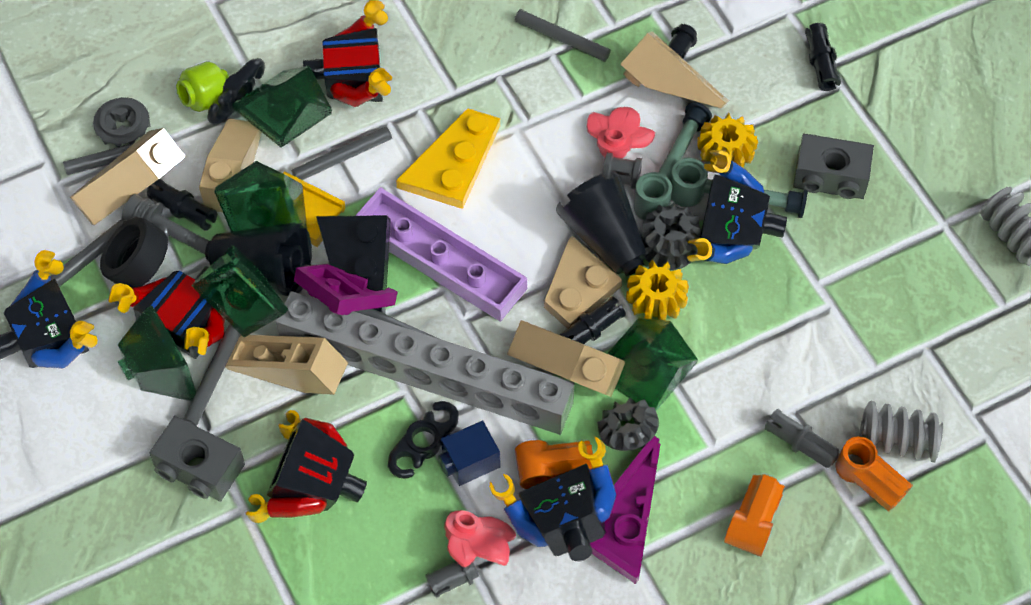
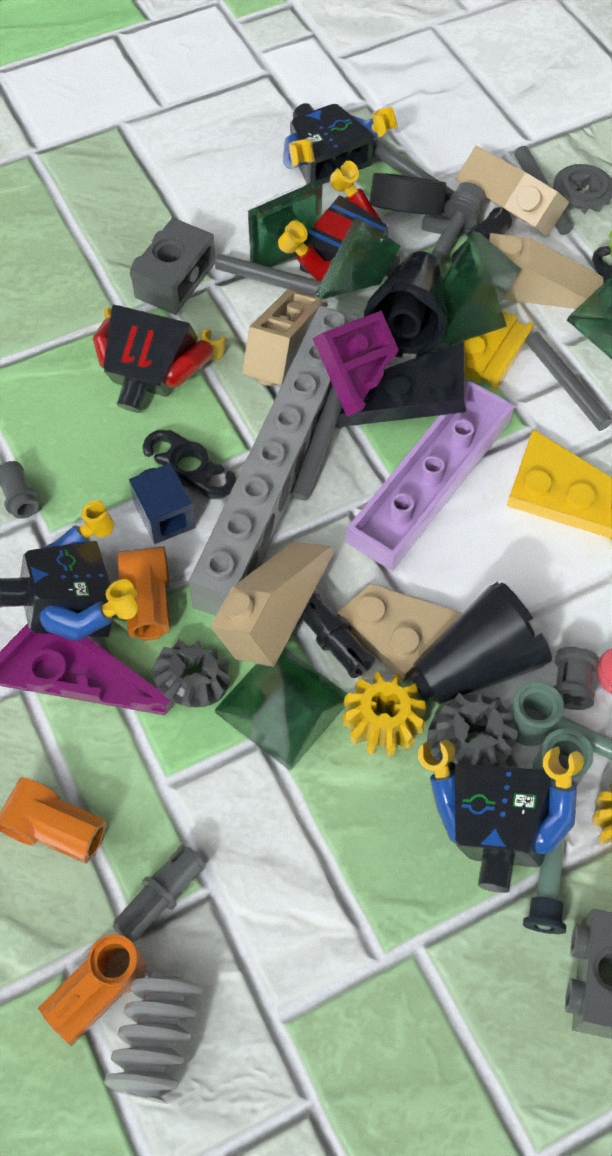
camera: 90 degrees right, 0 degrees up
(478, 537) = (47, 509): coral plate -> none

